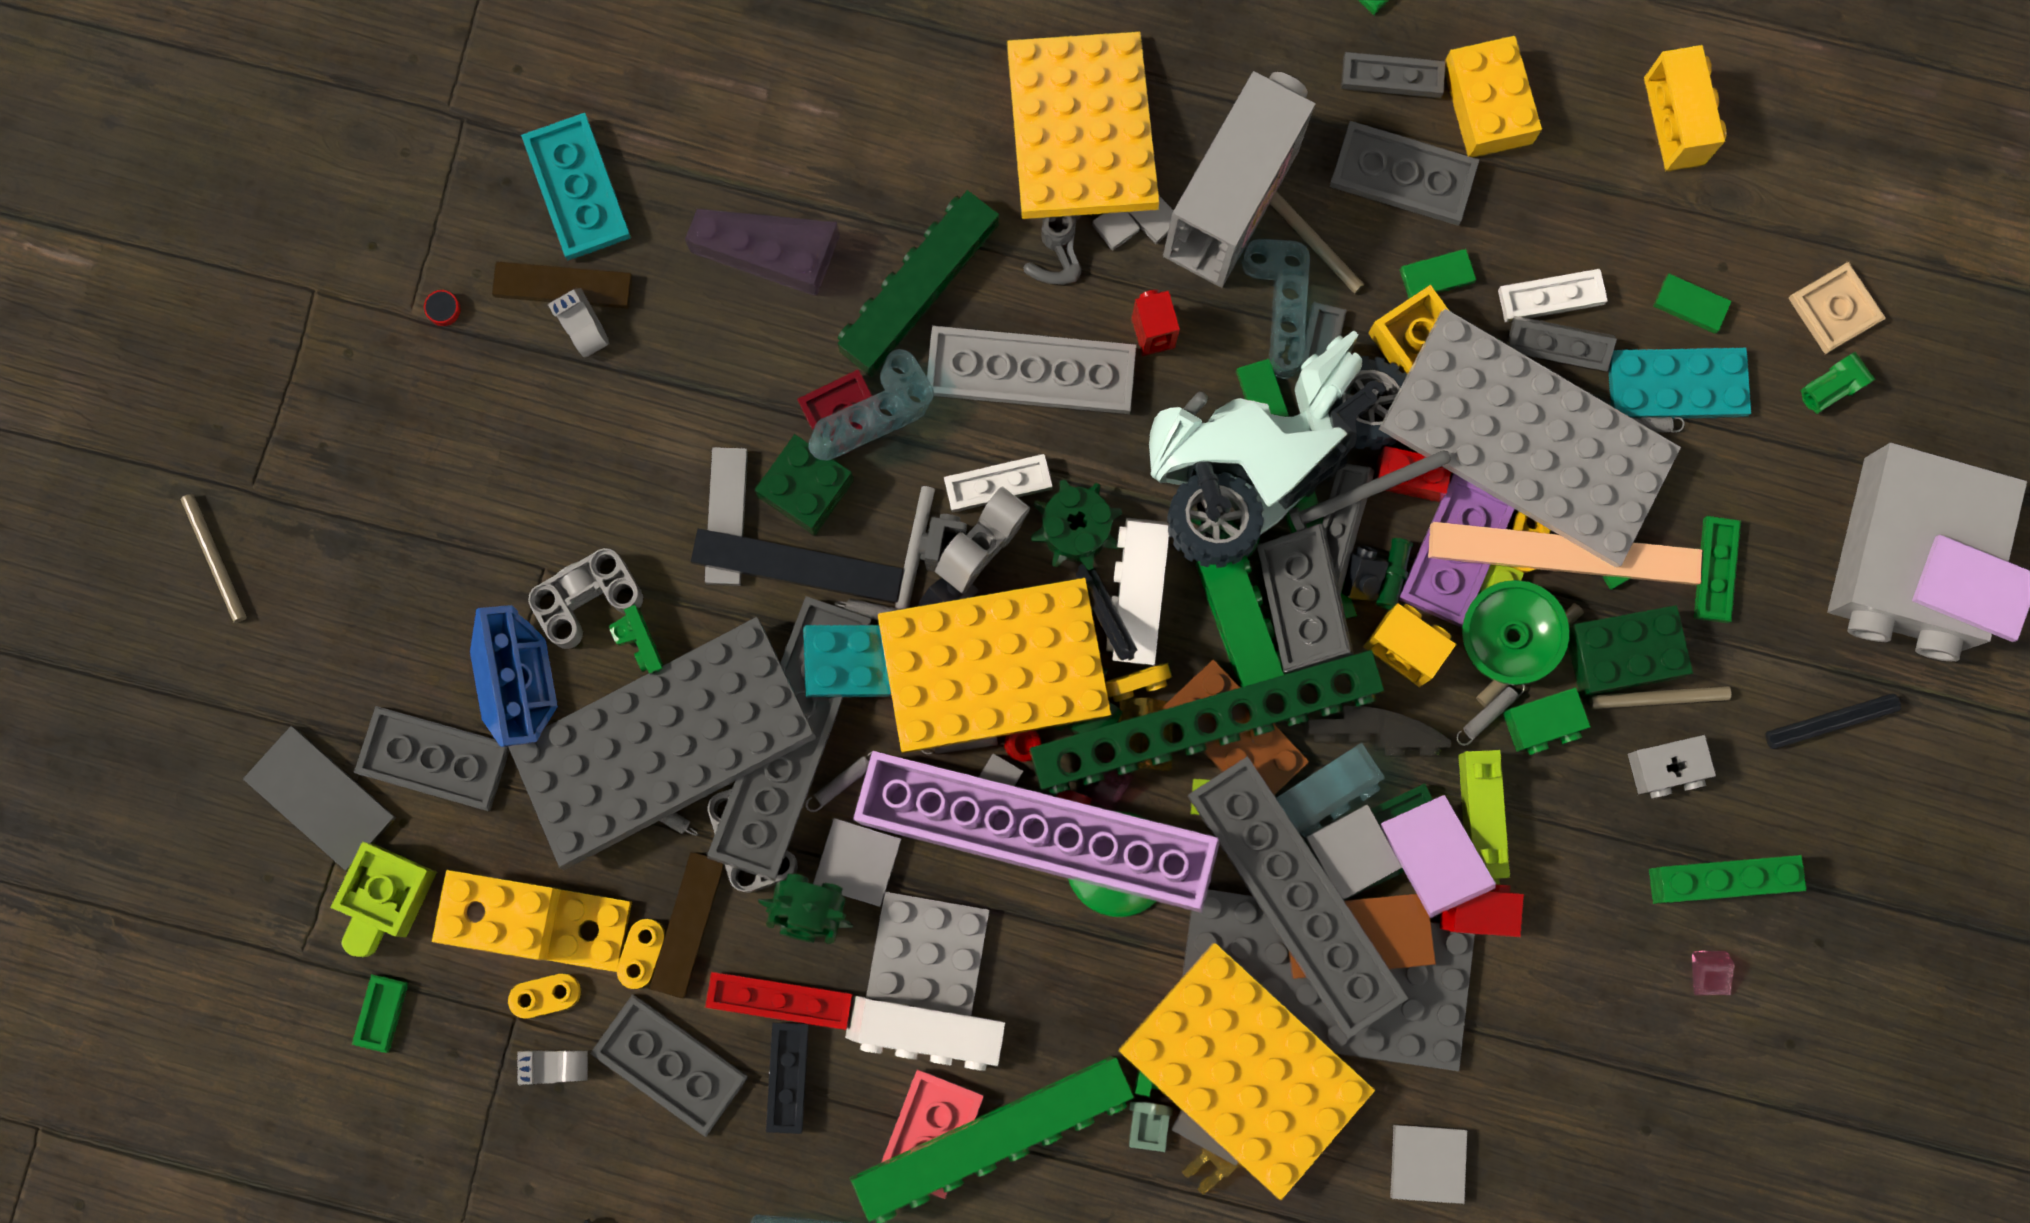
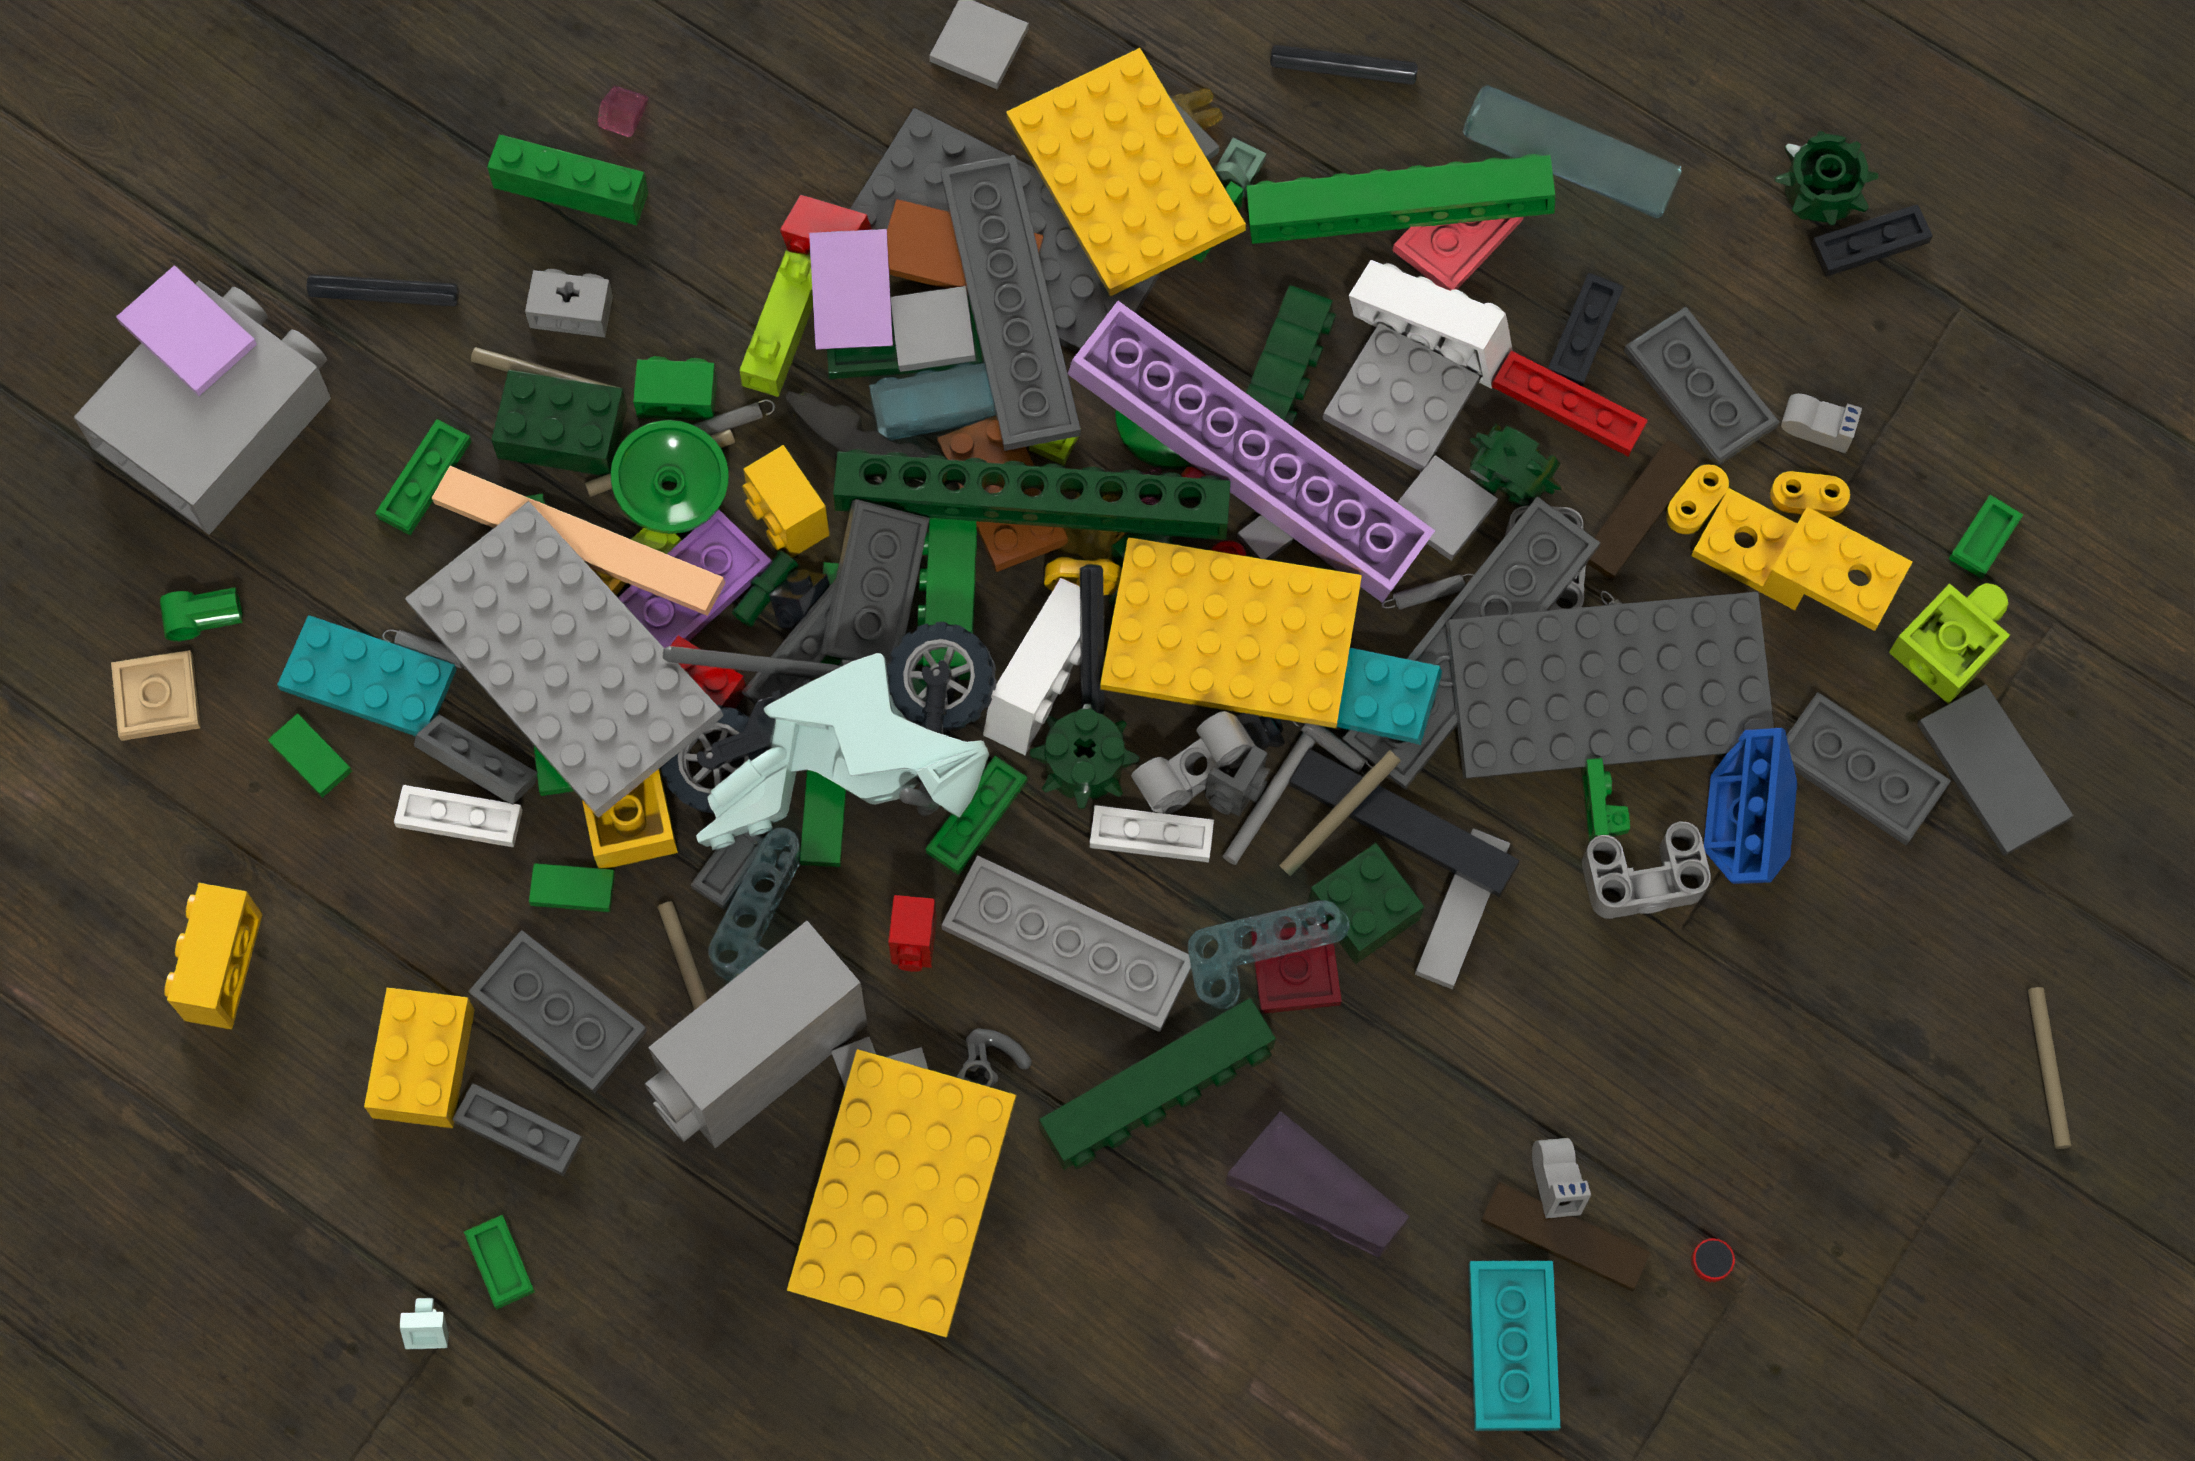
camera: 160 degrees left, 10 degrees down
(850, 552) = (1340, 813): none -> dark tan piece
(1038, 943) = (1291, 351): none -> dark green brick
(1136, 478) = (963, 836): none -> green tile

